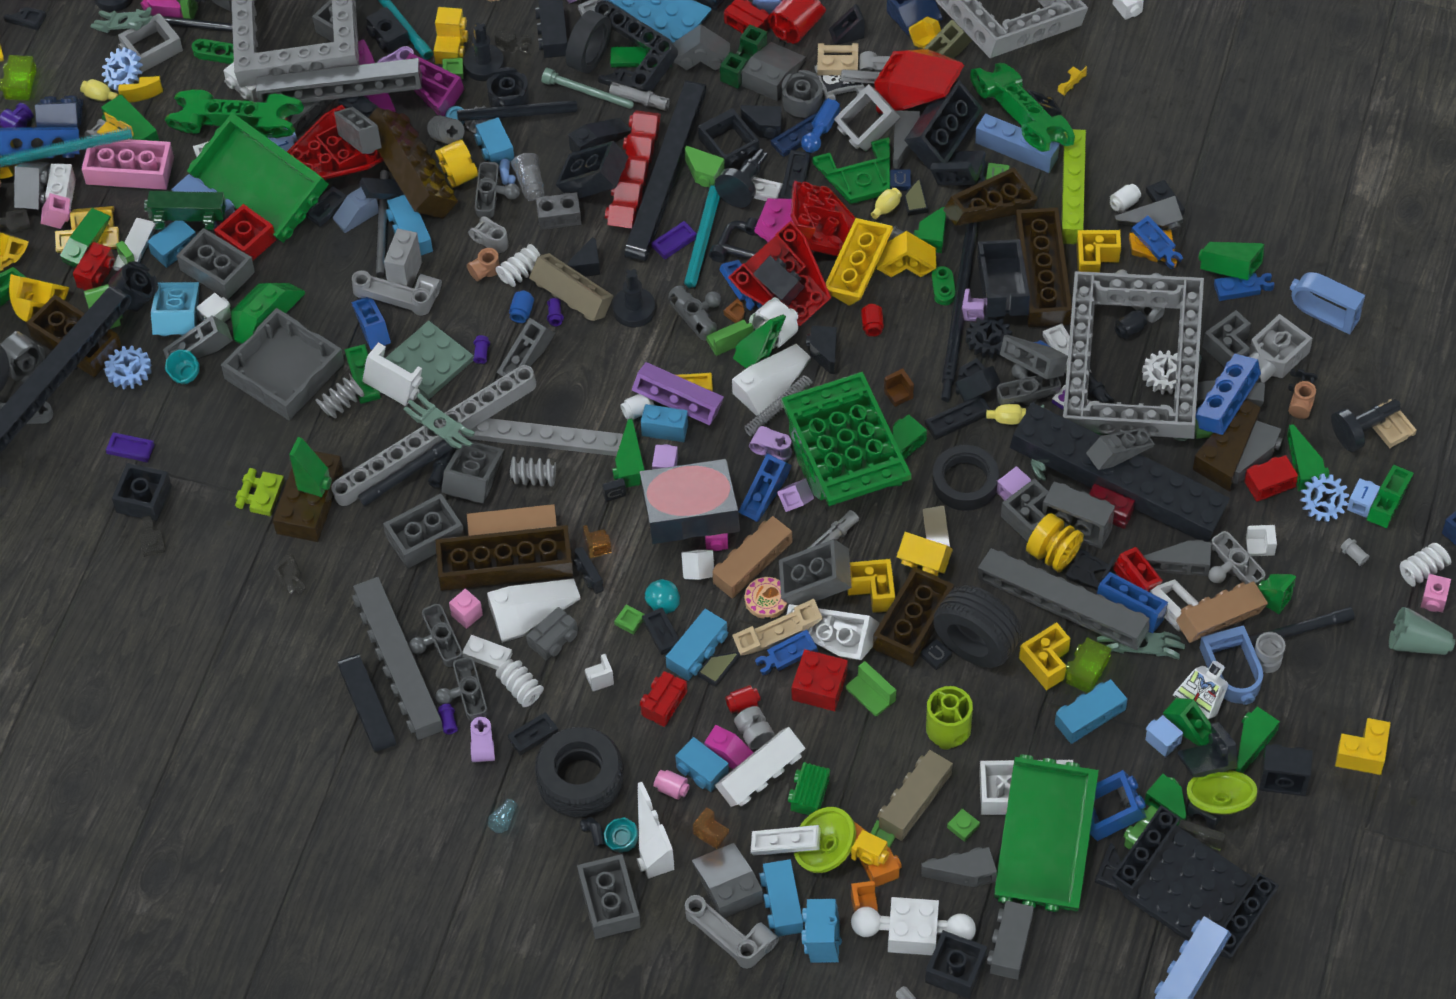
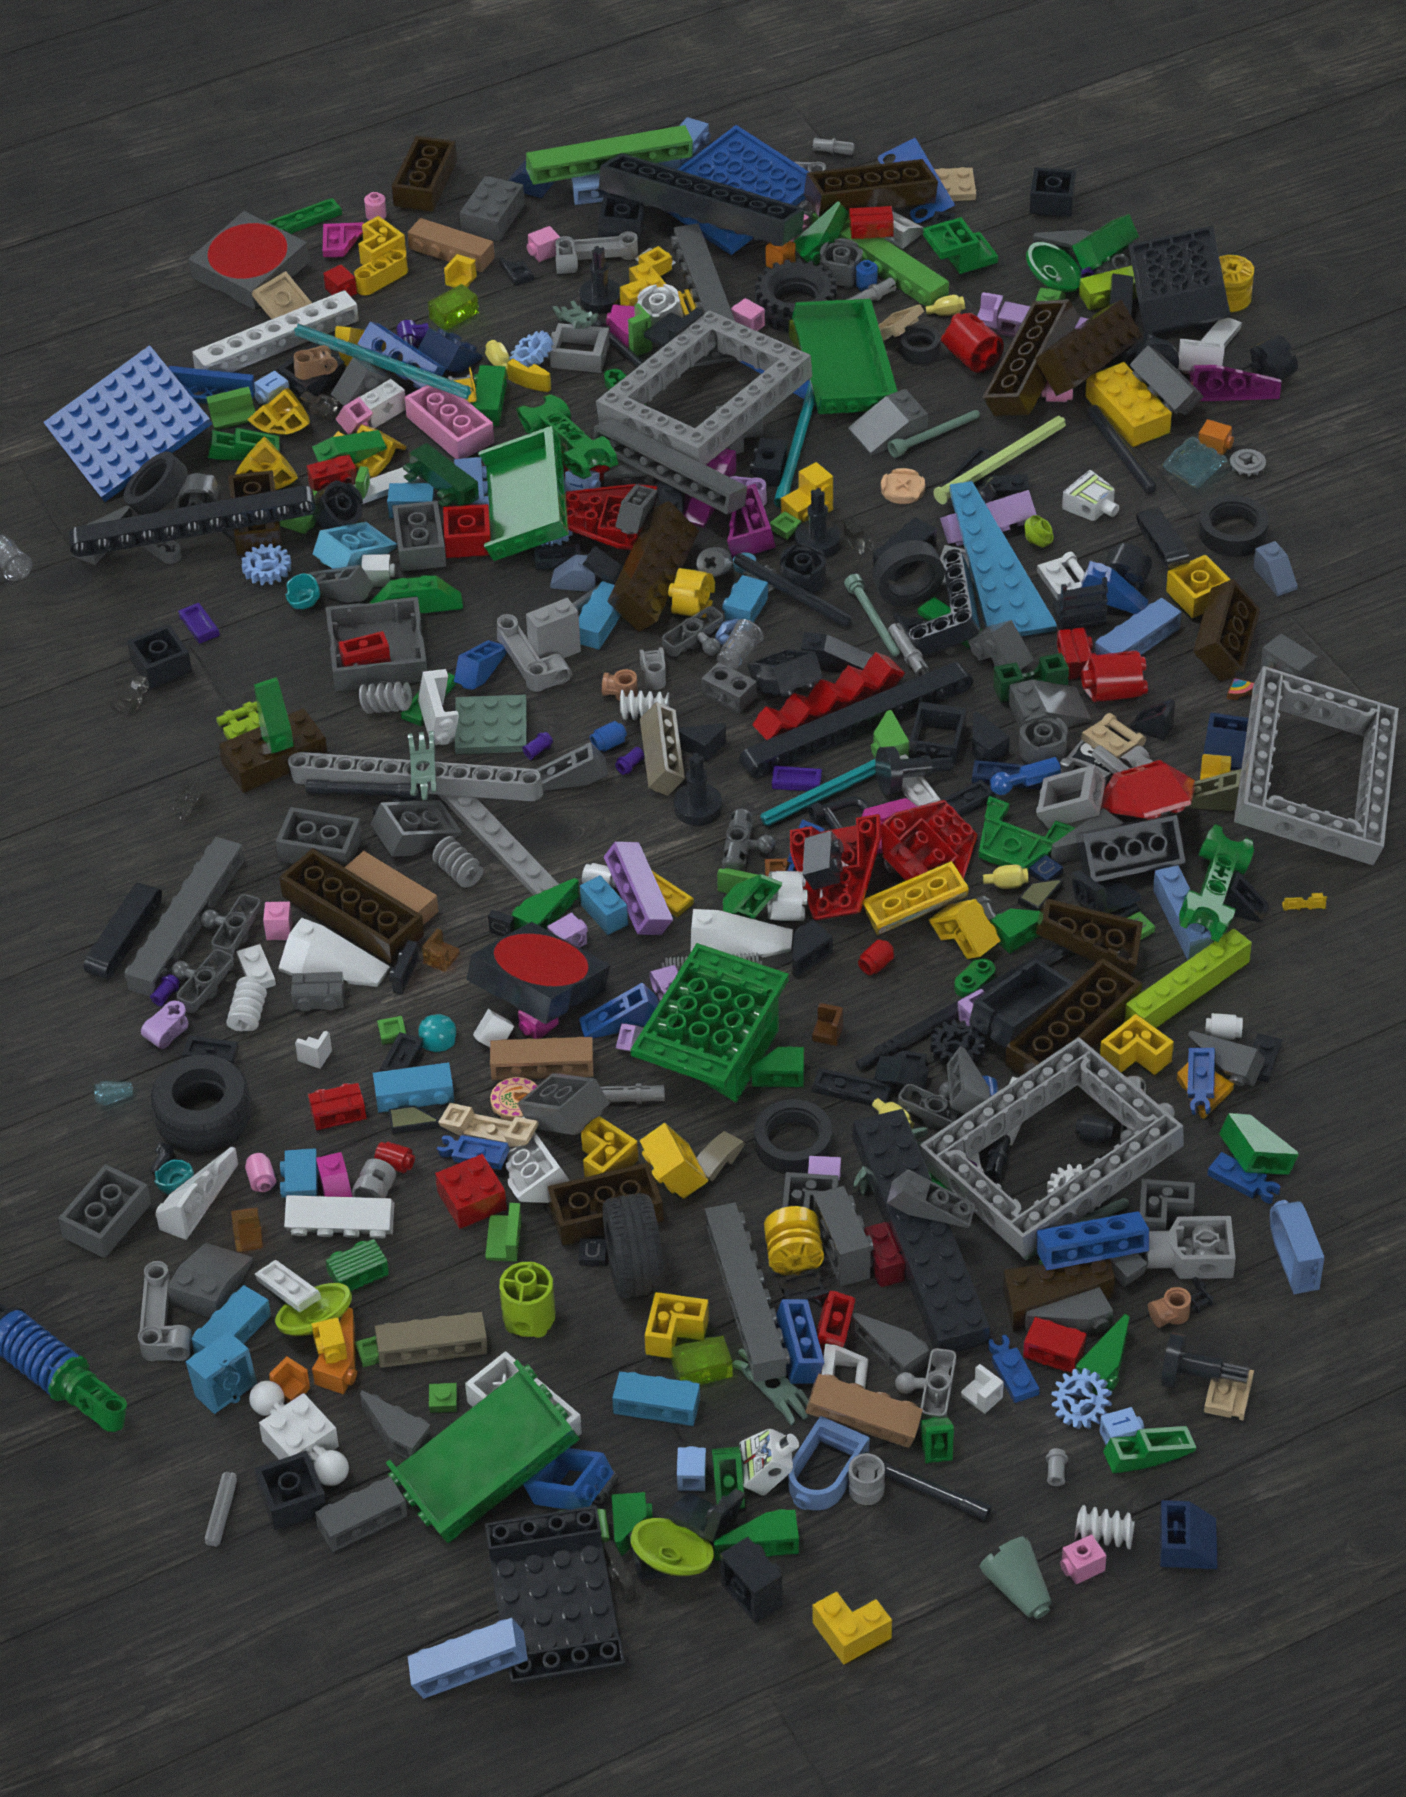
camera: 45 degrees right, 10 degrees down
(288, 375) = (365, 650): none -> red brick
(1259, 513) = (1013, 1371): none -> blue plate

